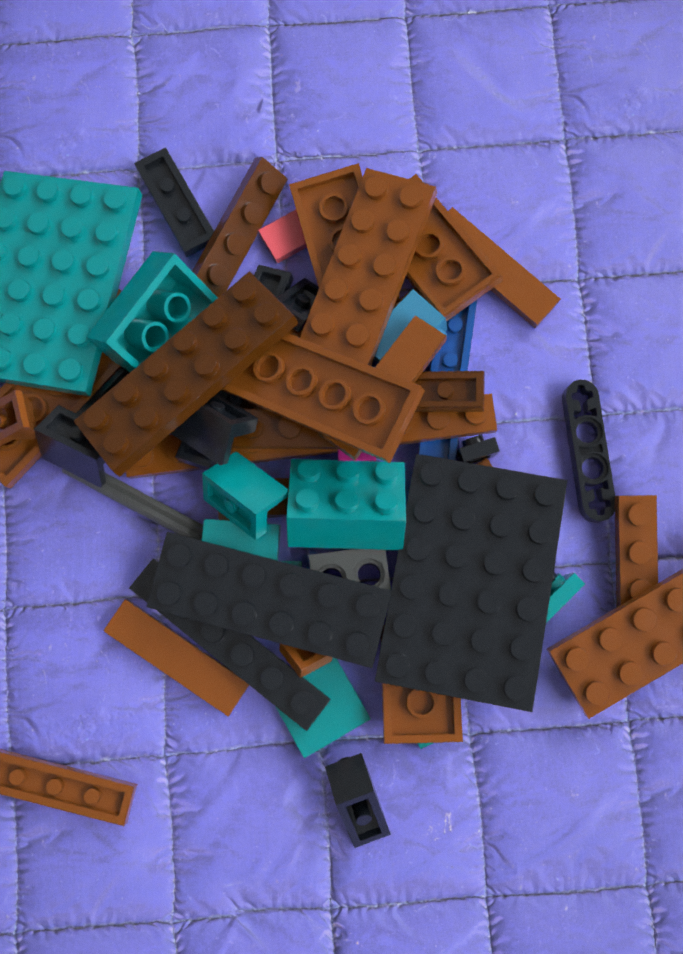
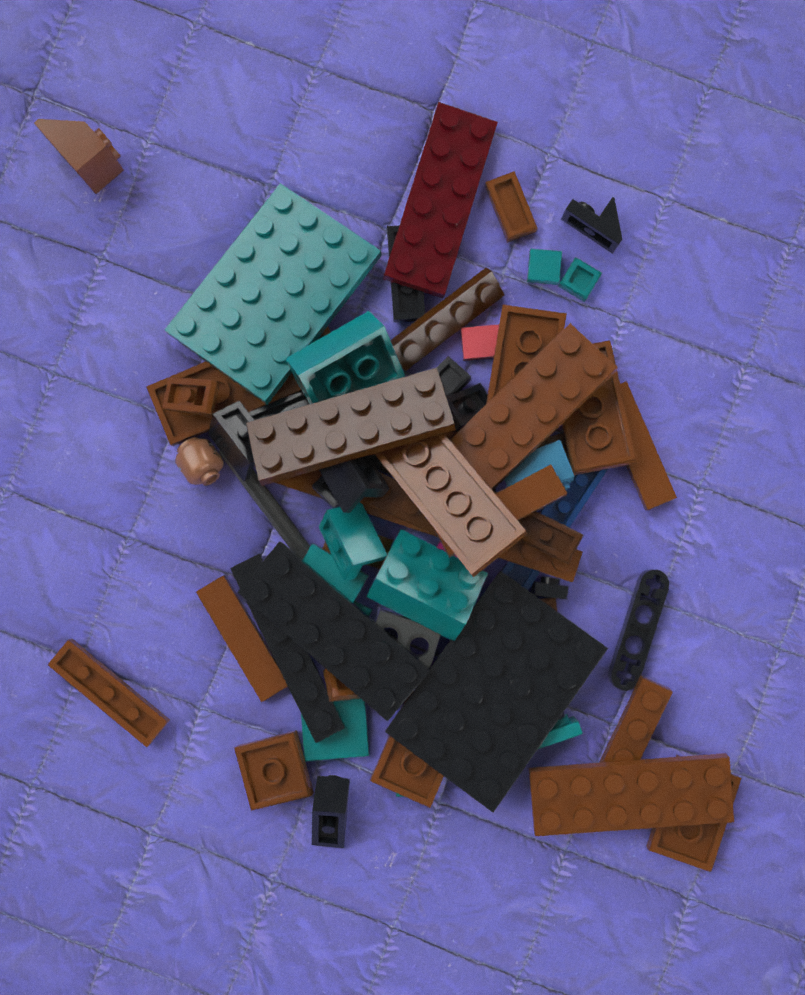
camera: 25 degrees right, 5 degrees up
(44, 490) = (199, 461): none -> nougat head
(177, 116) = (440, 200): none -> dark red plate
(253, 91) = (510, 206): none -> dark orange tile
(275, 785) = (274, 770): none -> dark orange tile
(314, 133) = (544, 266): none -> teal tile
(351, 71) = (601, 229): none -> black slope
(356, 130) = (579, 279): none -> teal tile

